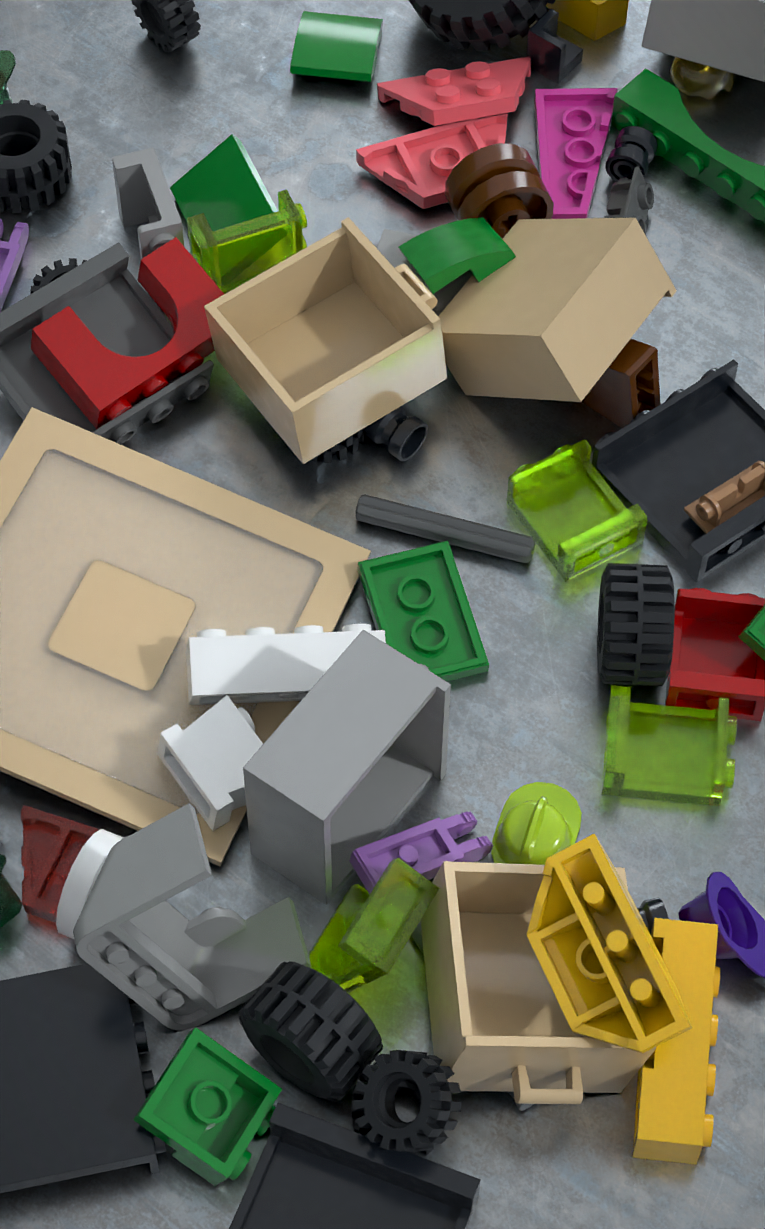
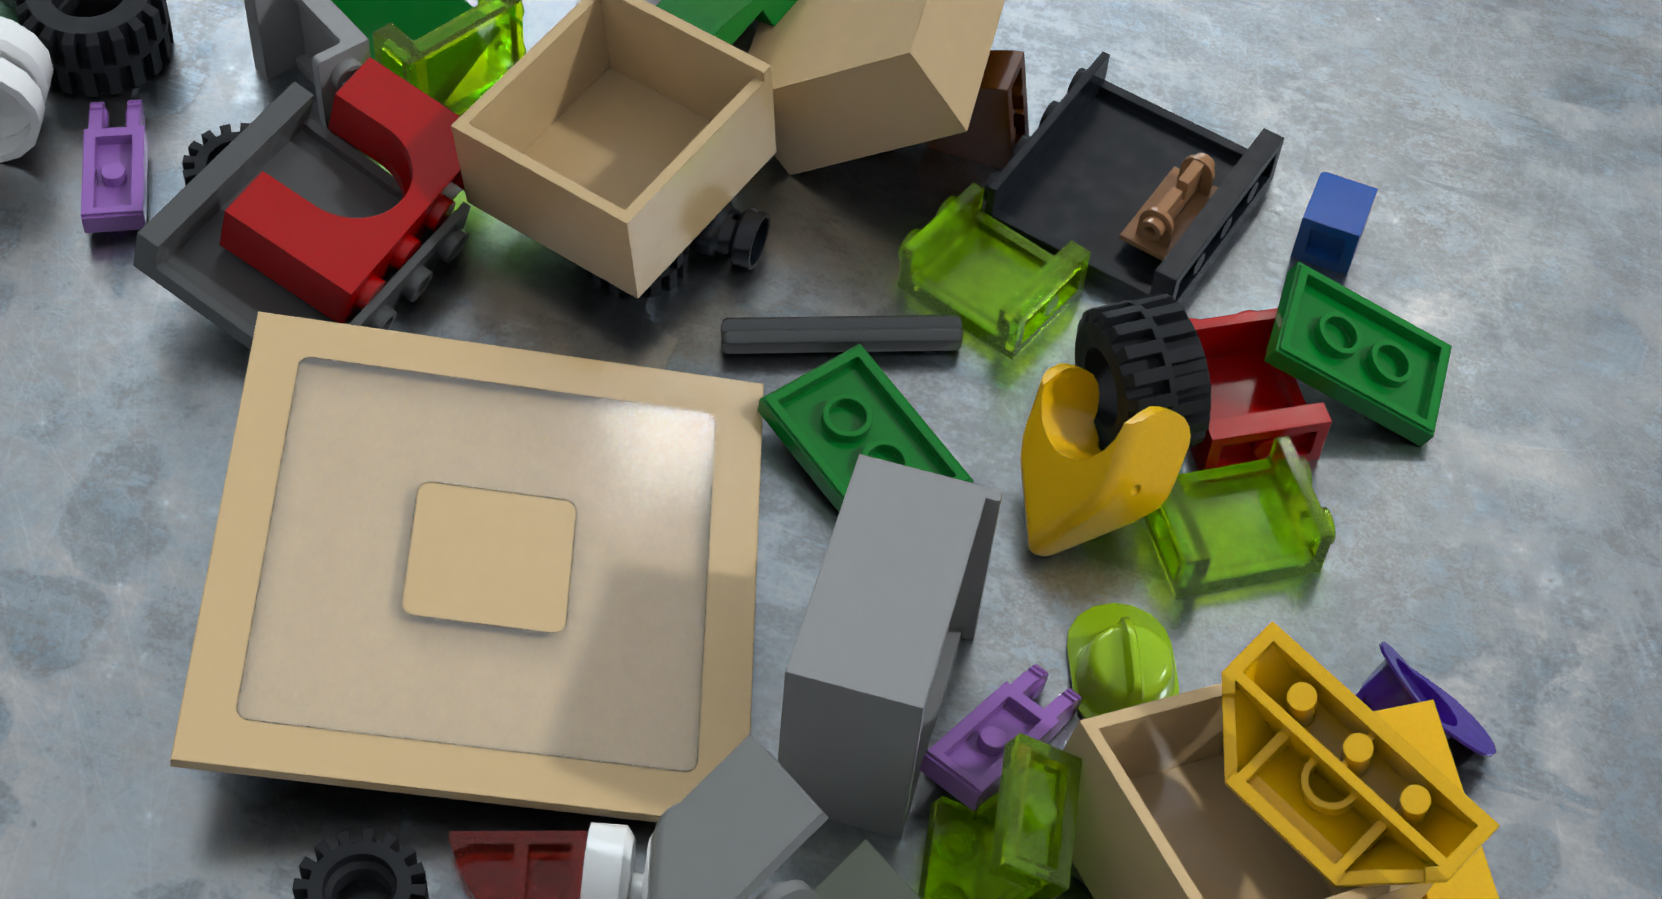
camera: 25 degrees left, 5 degrees down
(210, 759) = (698, 691): white hips -> none
(263, 663) = (719, 550): white brick -> none
(563, 681) = (1076, 488): none -> yellow animal

